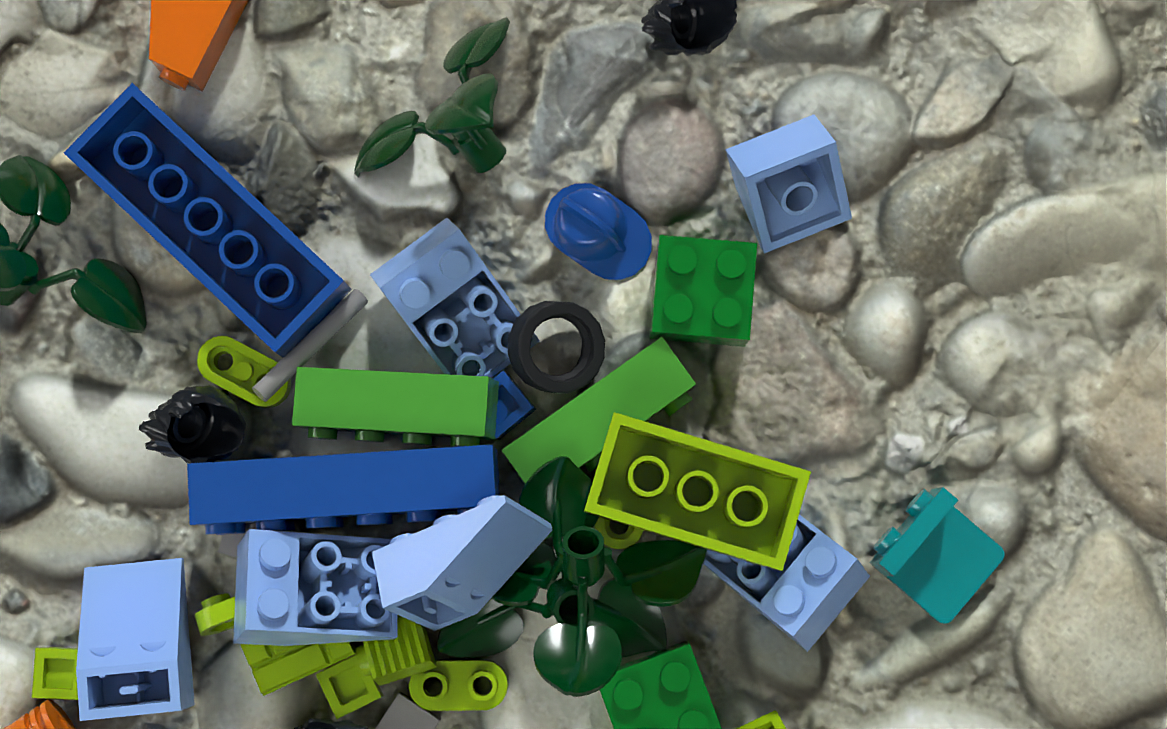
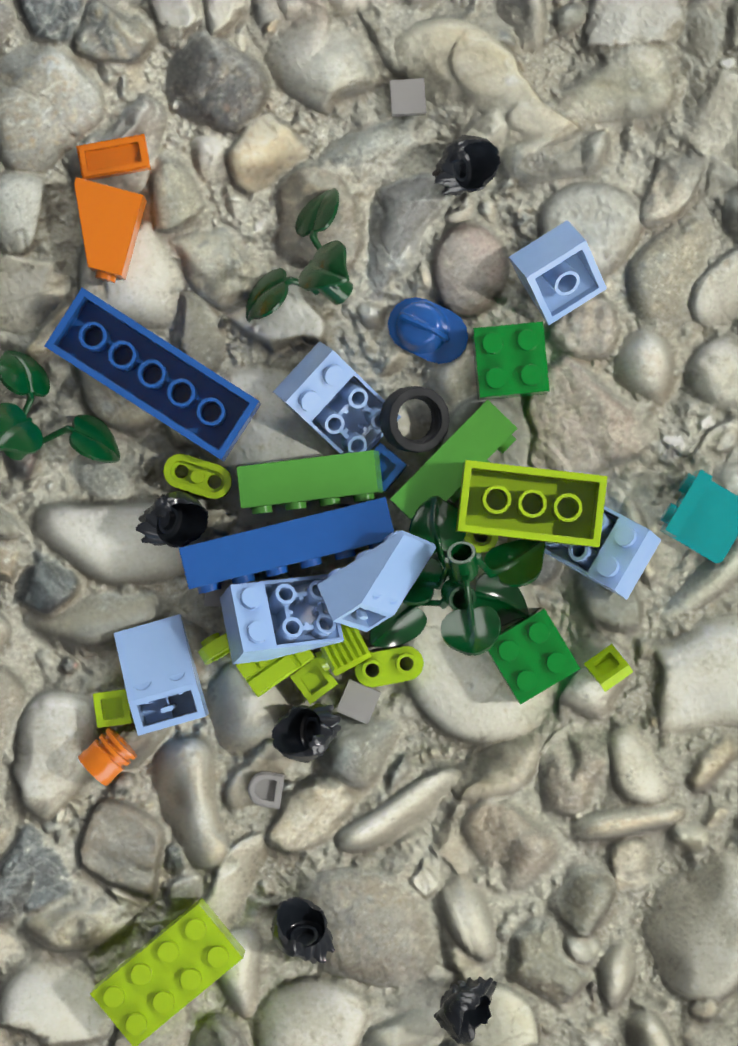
camera: 10 degrees left, 5 degrees up
(310, 345) = (241, 449): light grey bar -> none

